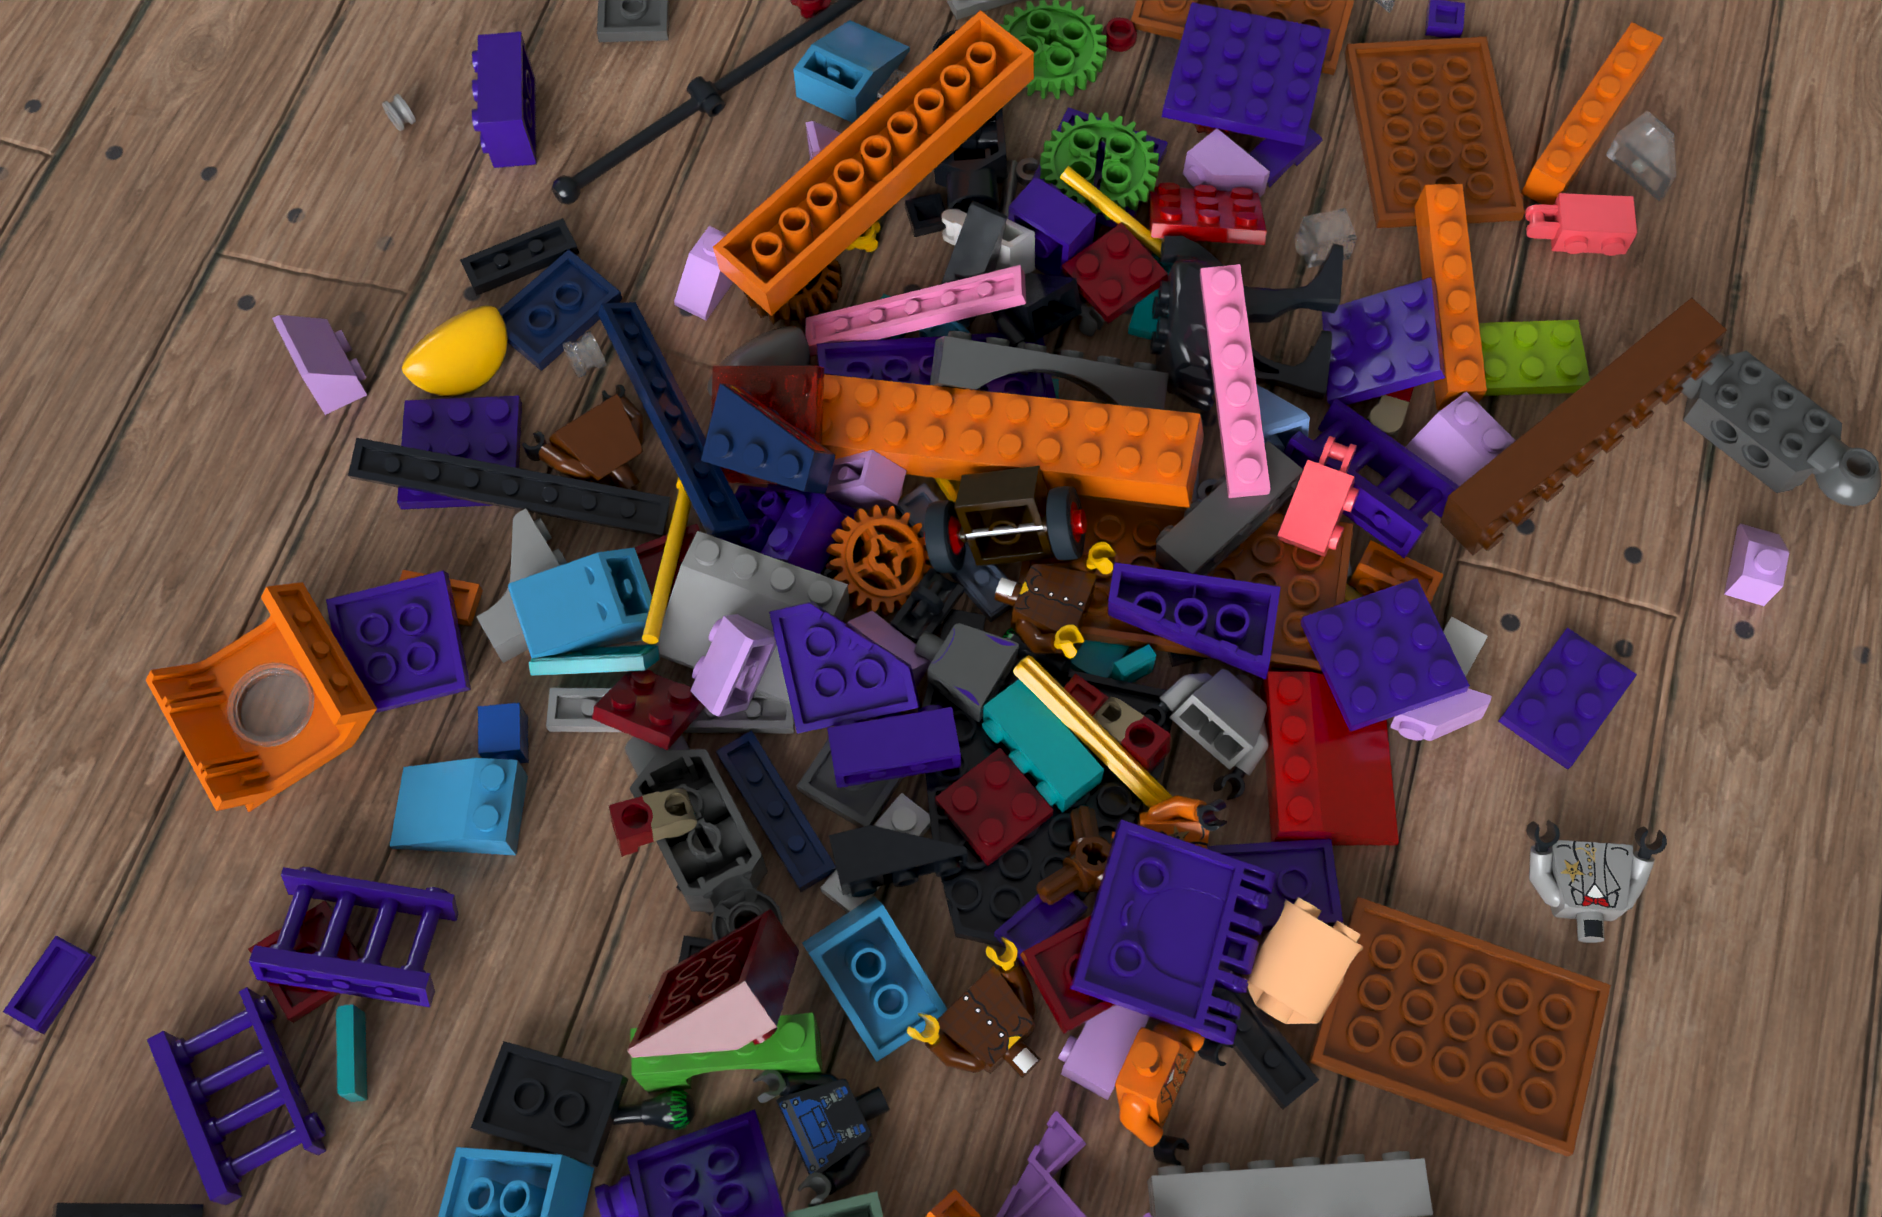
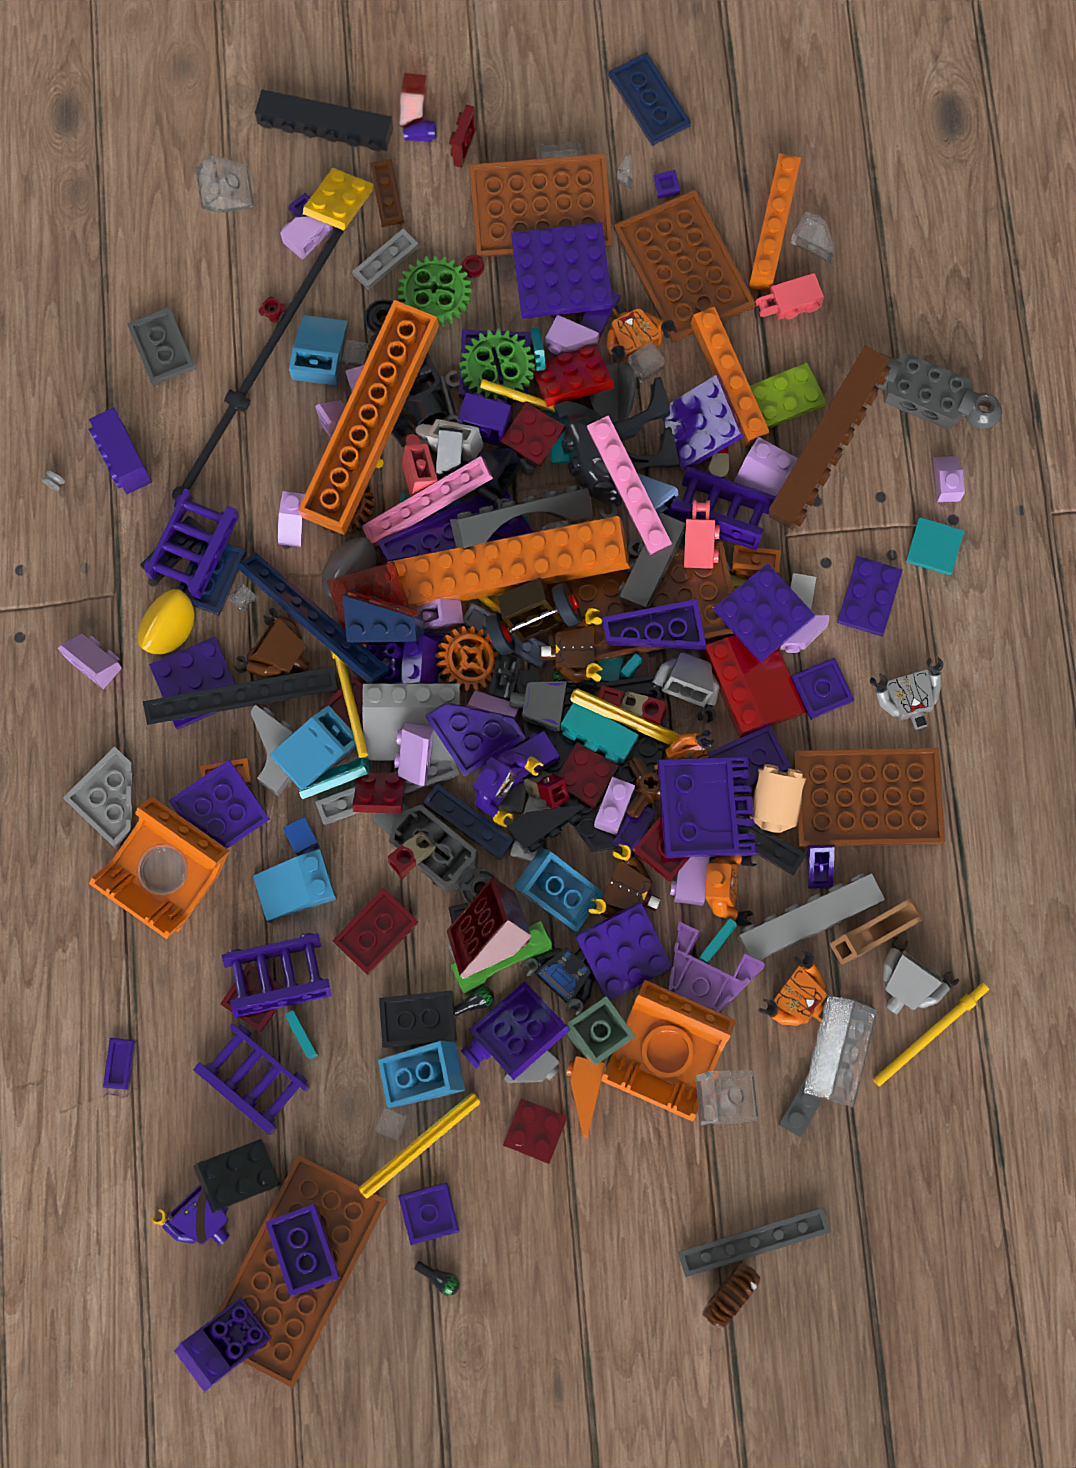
camera: 20 degrees left, 10 degrees up
(240, 560) = (106, 797): none -> light grey plate
(549, 930) = (375, 931): none -> dark red plate
(564, 278) = (206, 561): none -> dark purple fence
(840, 751) = (497, 779): none -> dark purple torso
(923, 801) = (547, 787): none -> dark red leg
(924, 257) = (417, 465): none -> coral brick
(940, 1125) = (623, 951): none -> dark purple plate
(1018, 870) = (614, 806): none -> lavender brick
(1110, 1172) = (718, 941): none -> teal tile
(1169, 163) = (538, 349): none -> teal tile
(1269, 263) = (617, 401): none -> dark grey piece
(1326, 186) = (635, 330): none -> orange torso
(1336, 1109) = (820, 866): none -> dark purple slope
(1439, 815) = (822, 688): none -> dark purple tile
(1702, 659) = (935, 546): none -> teal tile

